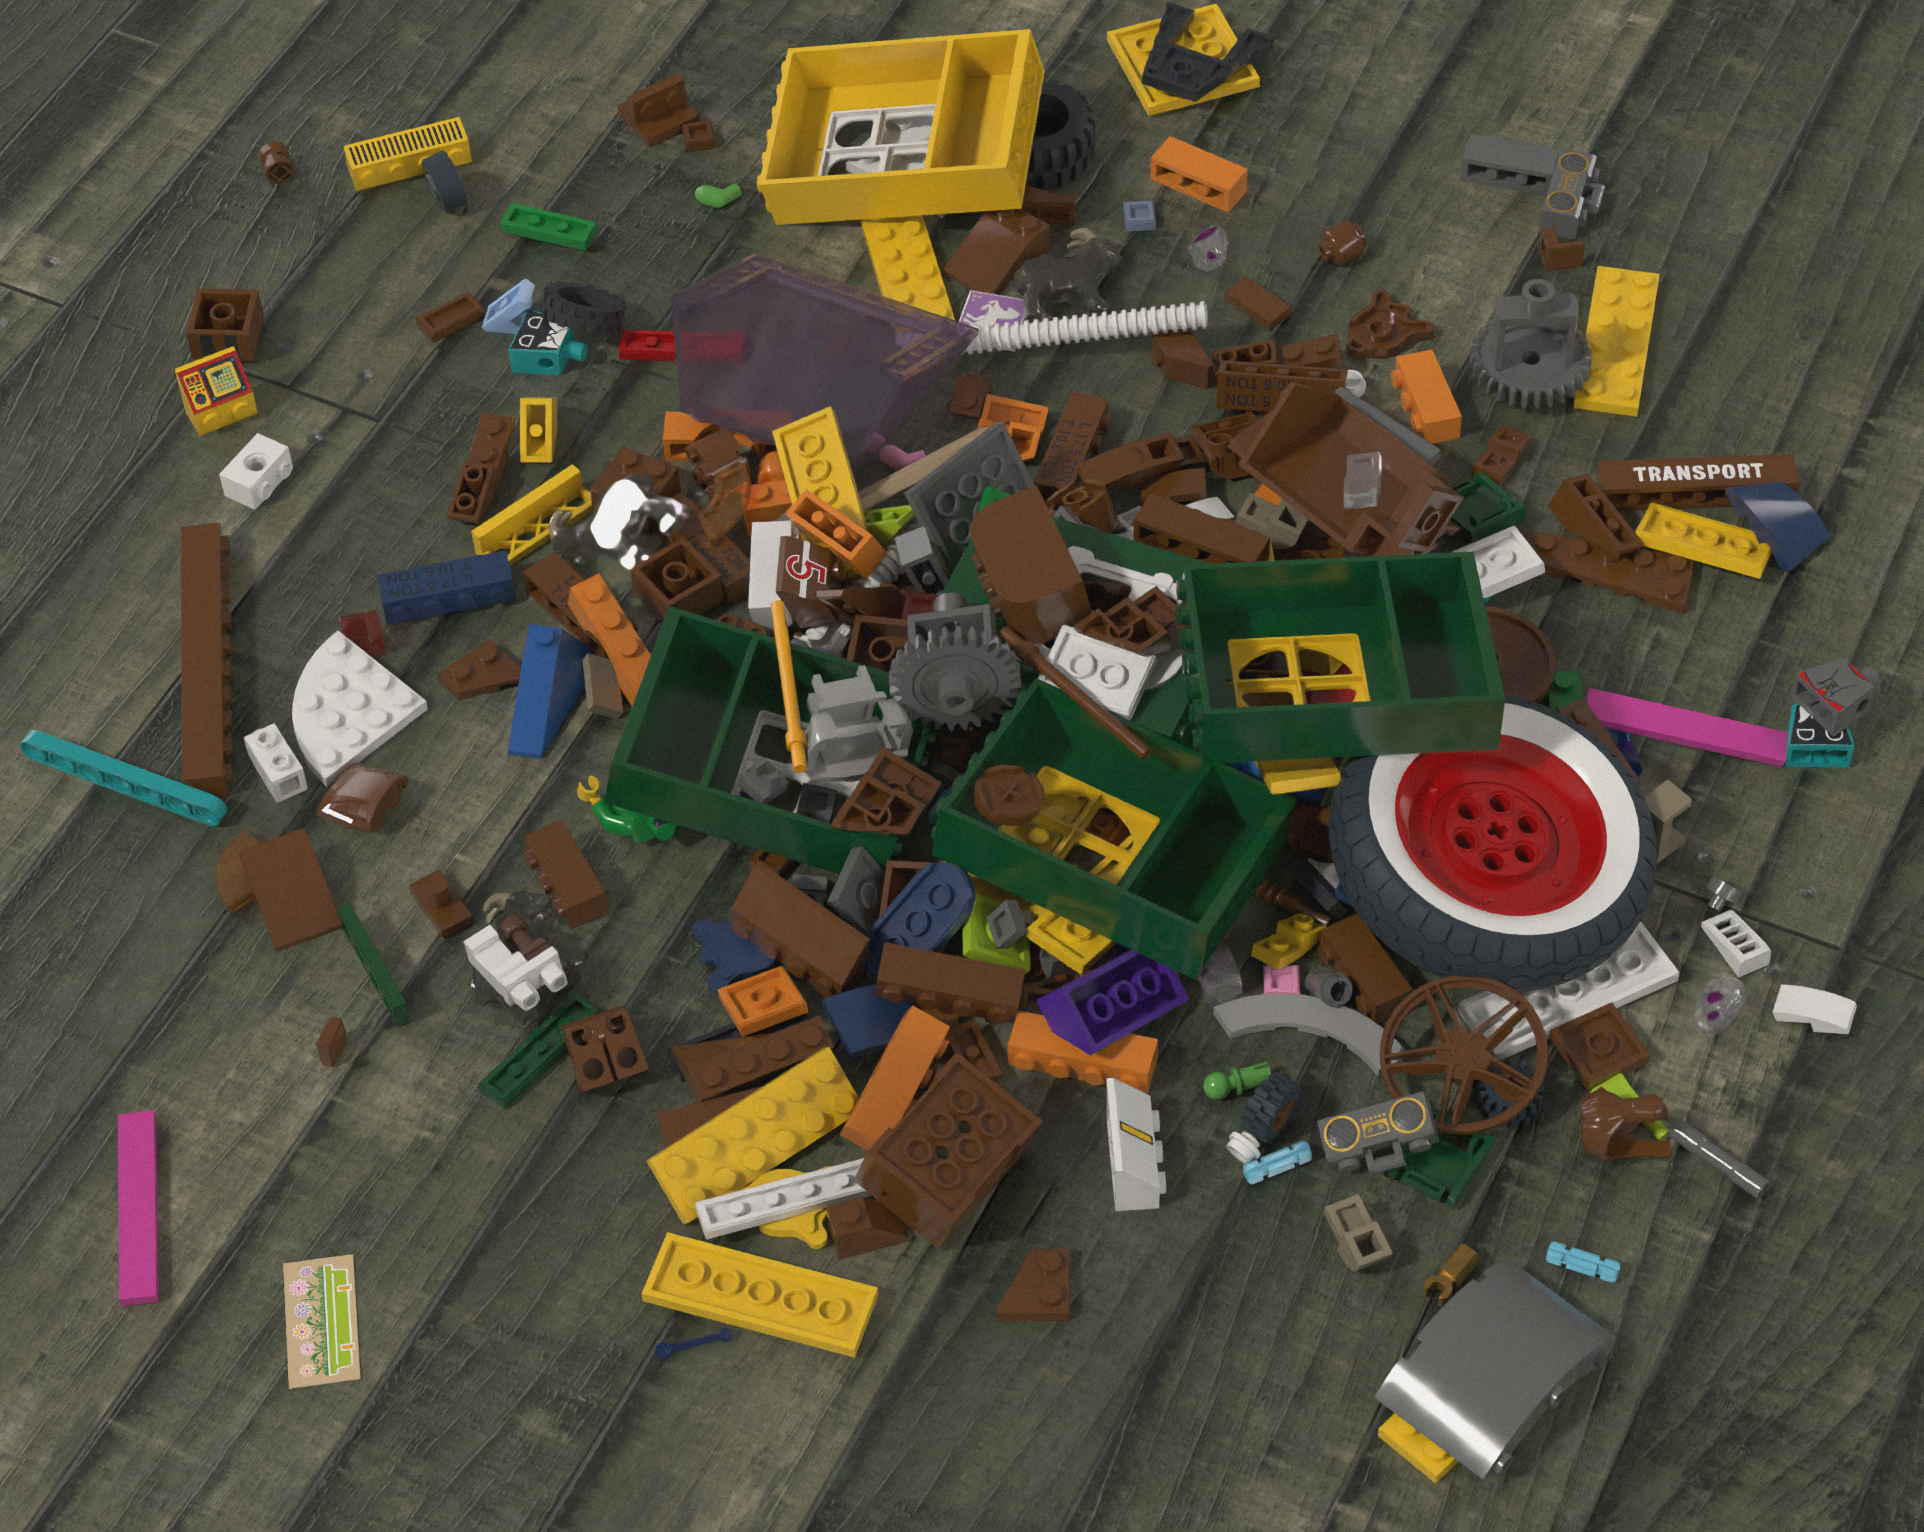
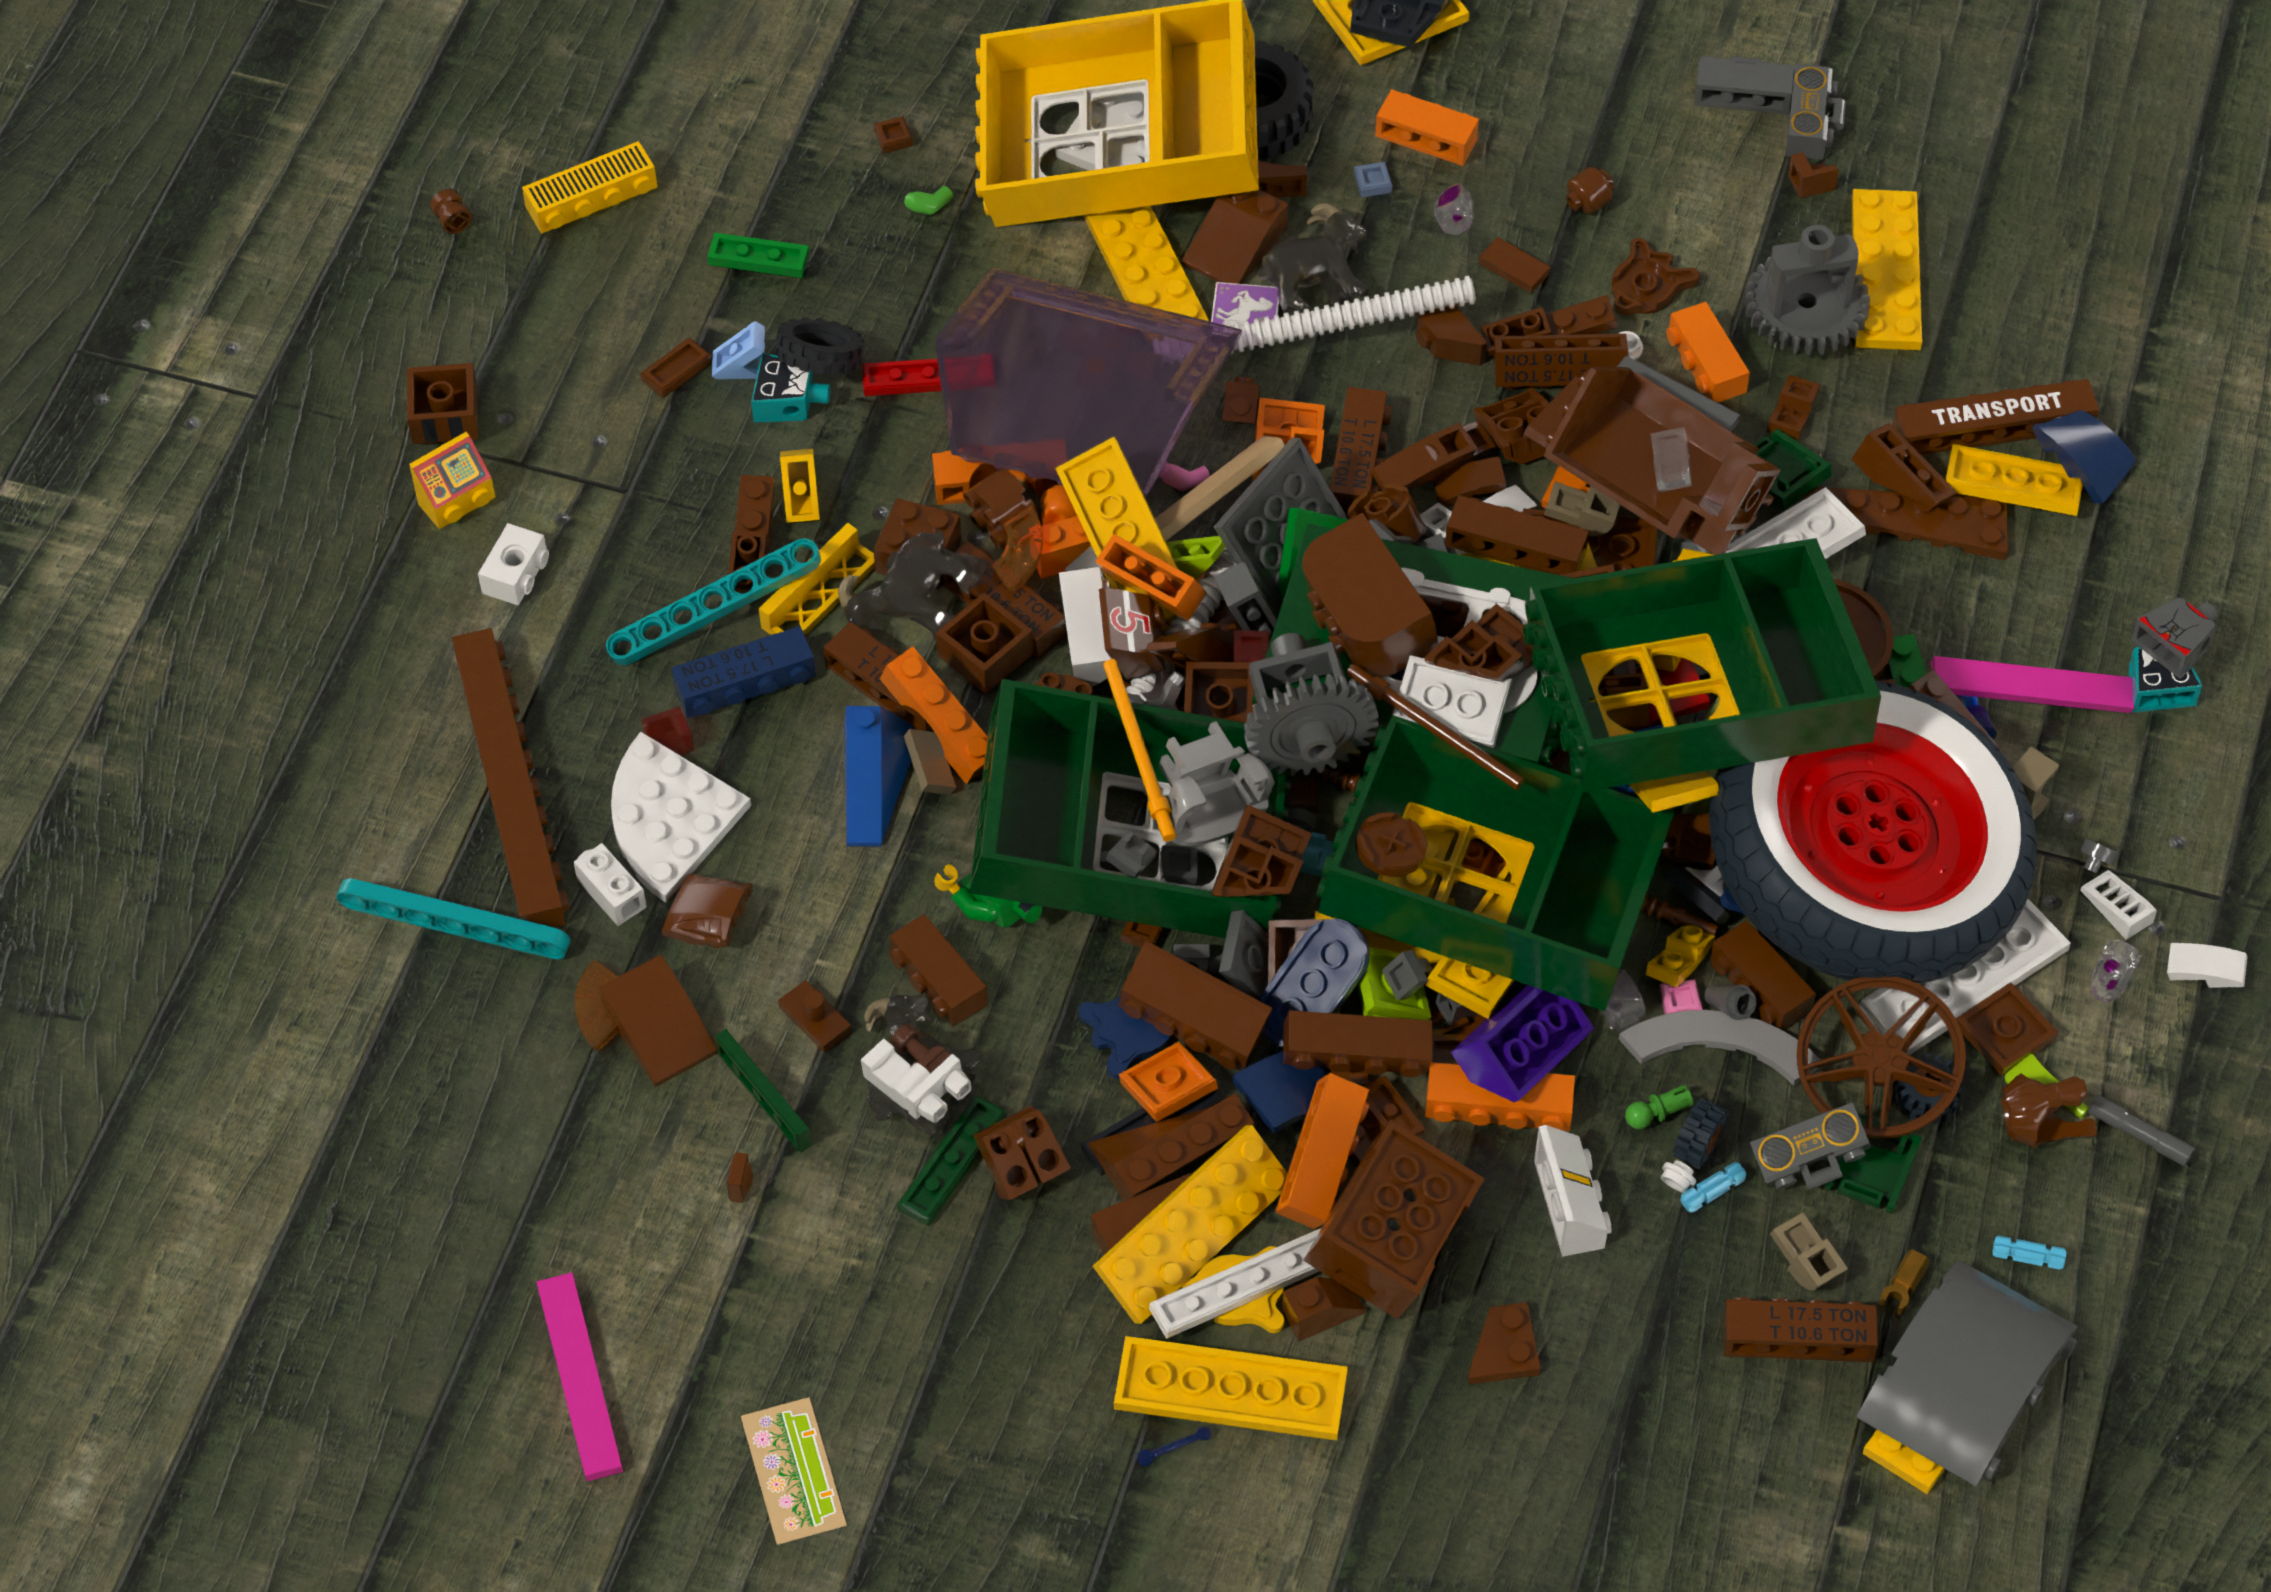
camera: 10 degrees left, 5 degrees up
(415, 519) = (696, 601): none -> teal beam
(444, 181) = (639, 216): black wheel -> none
(480, 672) = (799, 759): reddish brown wing -> none
(658, 110) = (846, 111): reddish brown bracket -> none
(1335, 1307) = (1800, 1330): none -> reddish brown brick

